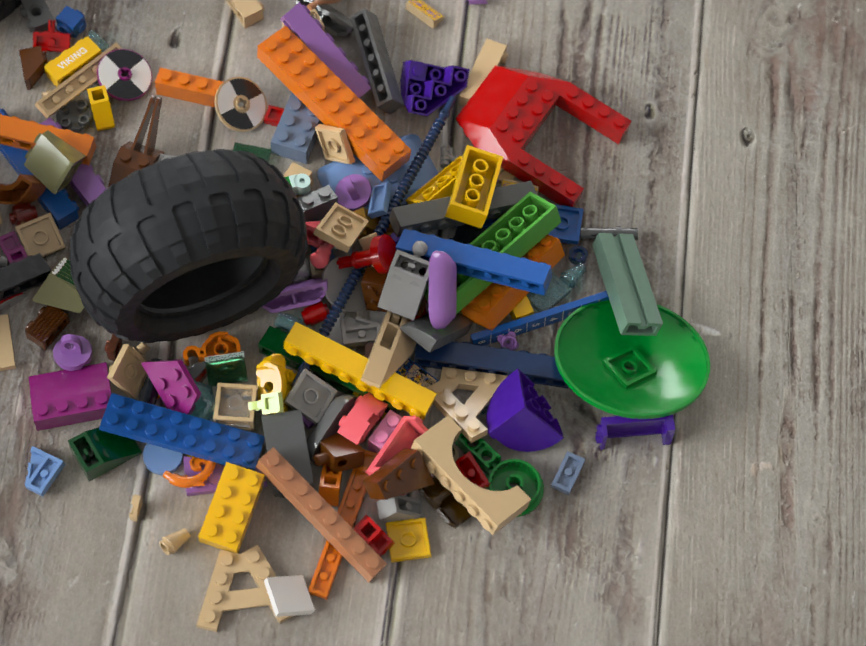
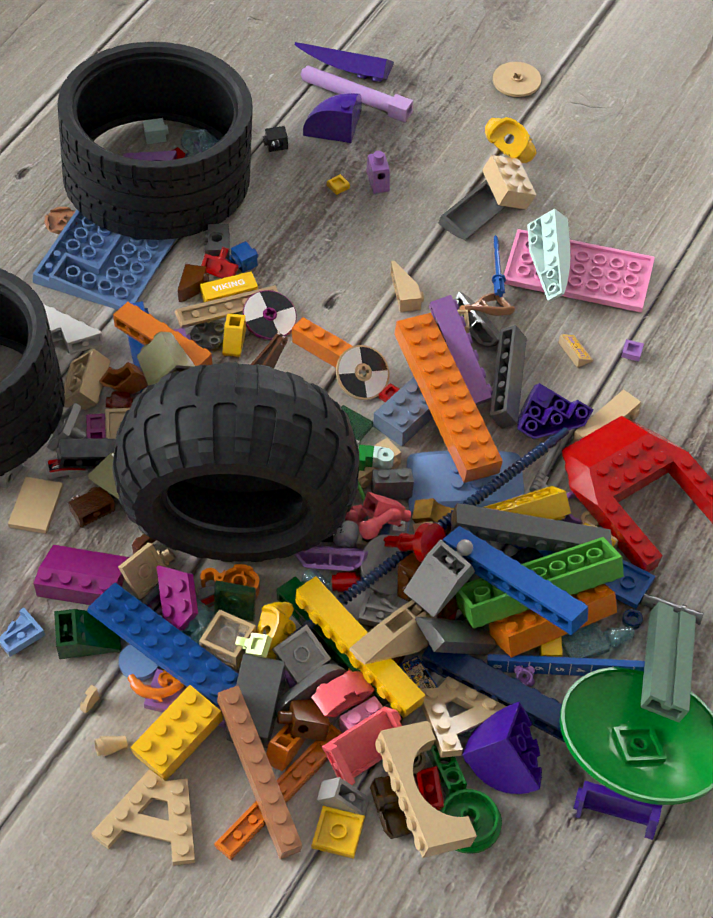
camera: 25 degrees right, 10 degrees down
(72, 352) = (102, 536): medium lavender tile -> none
(100, 42) = (259, 277): clear light blue piece -> none
(289, 595) = (192, 840): white tile -> none
(335, 144) = (433, 434): tan tile -> none
(341, 227) = (400, 506): tan plate -> none
(353, 192) = (432, 483): medium lavender tile -> none
(373, 535) = (303, 813): red brick -> none
(379, 200) = (454, 495): medium blue tile -> none
(399, 476) = (351, 761): reddish brown wedge -> none
(442, 289) = (469, 594): medium lavender brick -> none
(474, 186) = (546, 511): yellow brick -> none
(568, 473) = (531, 827): sand blue plate -> none

